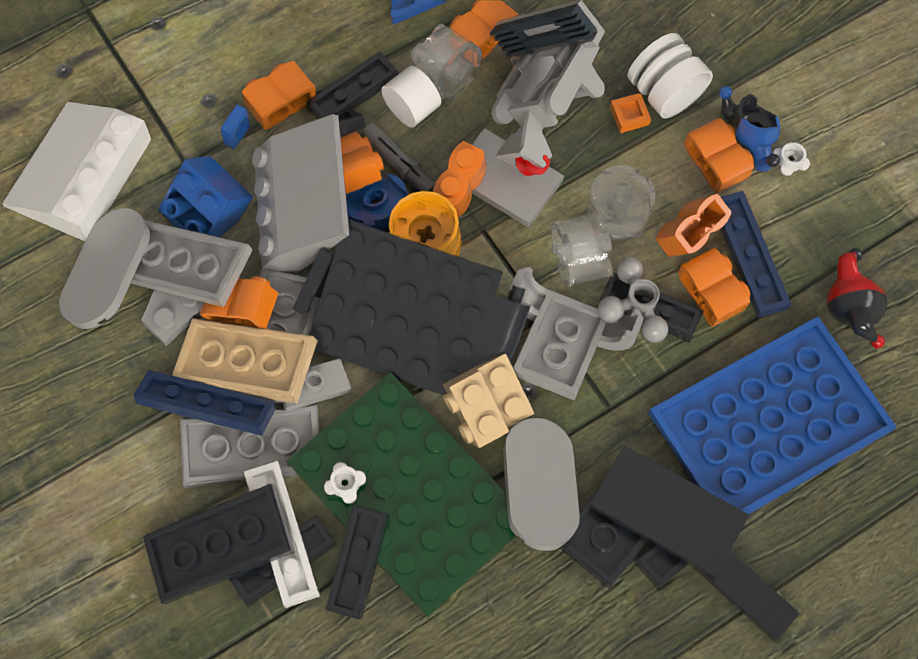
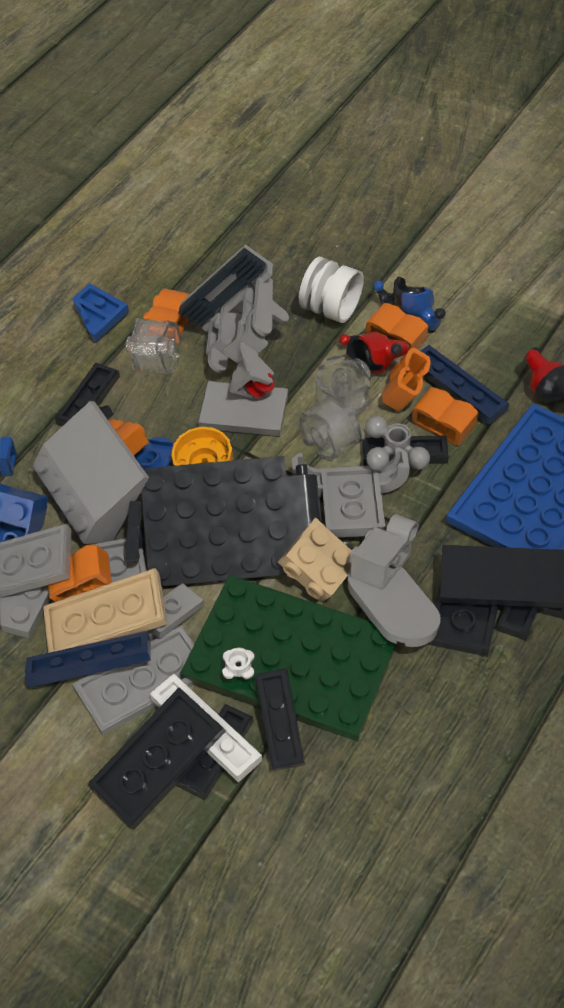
camera: 20 degrees left, 15 degrees down
(278, 94) = (30, 420): orange brick -> none
(409, 170) = (152, 428): dark grey pin -> none
(411, 96) = (139, 379): white piece -> none
(464, 174) = (211, 408): orange brick -> none
(557, 424) = (383, 552): none -> light grey hinge
(630, 113) = (314, 328): orange plate -> none
(678, 170) = (374, 349): none -> piece
(793, 151) = (453, 311): white plate -> none

